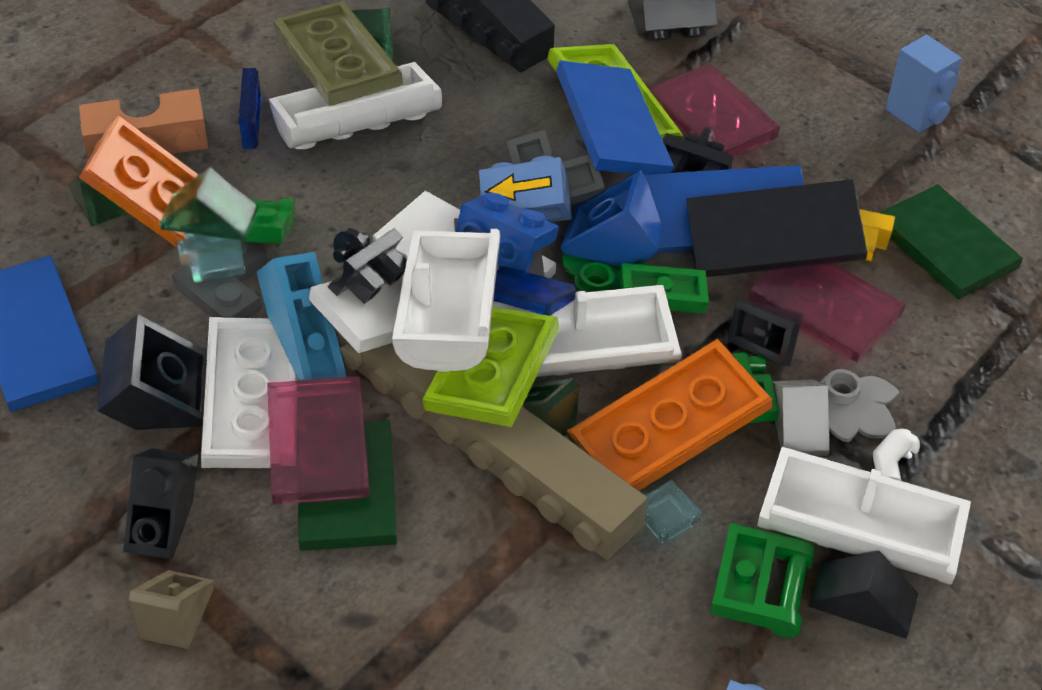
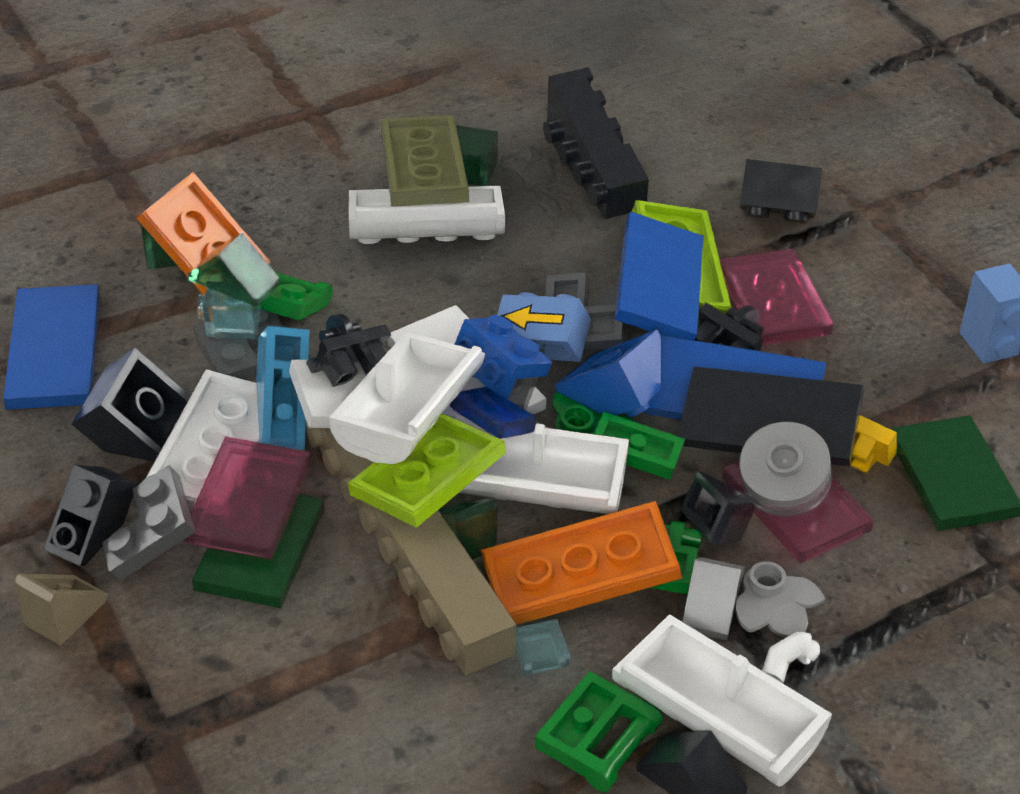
camera: 20 degrees right, 5 degrees down
(174, 126) = (255, 198): nougat arch -> none
(243, 498) = (161, 524): none -> dark grey plate
(250, 108) = (330, 195): clear blue tile -> none
(818, 276) = (786, 468): none -> light grey piece

